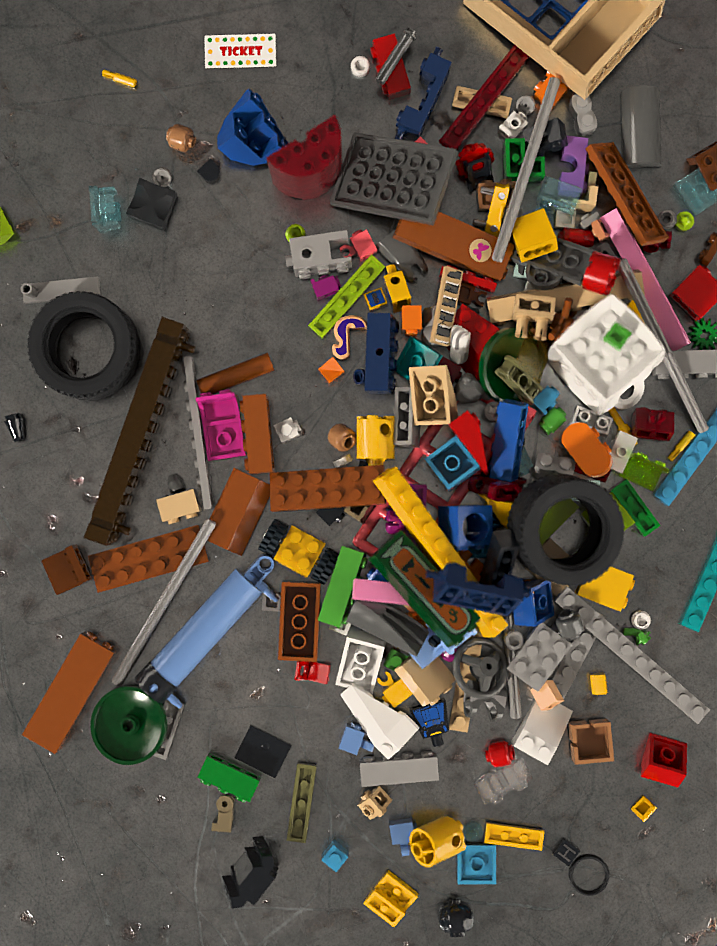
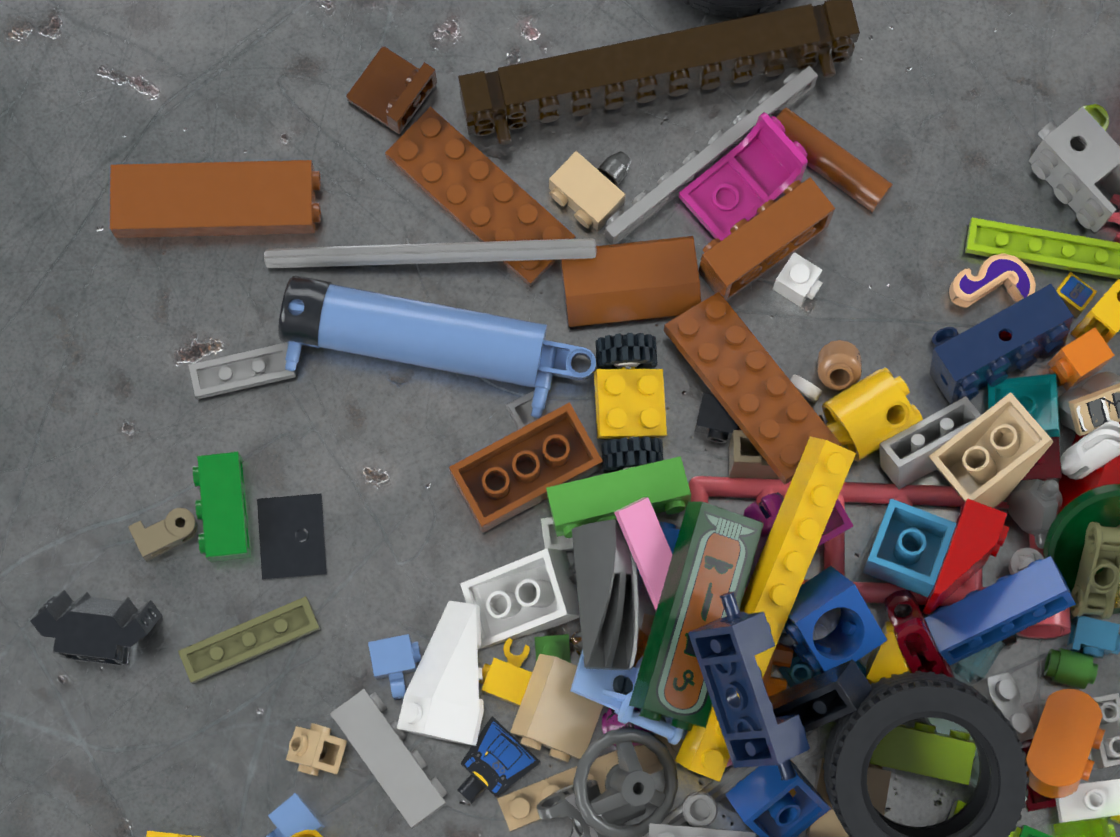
camera: 60 degrees right, 10 degrees down
(128, 725) = (215, 310): dark green dish -> none
(313, 672) = (459, 536): red bracket -> none
(325, 286) = (1044, 208): magenta brick -> none
(331, 370) = (927, 293): orange slope -> none
(335, 855) = (197, 739): dark azure brick -> none

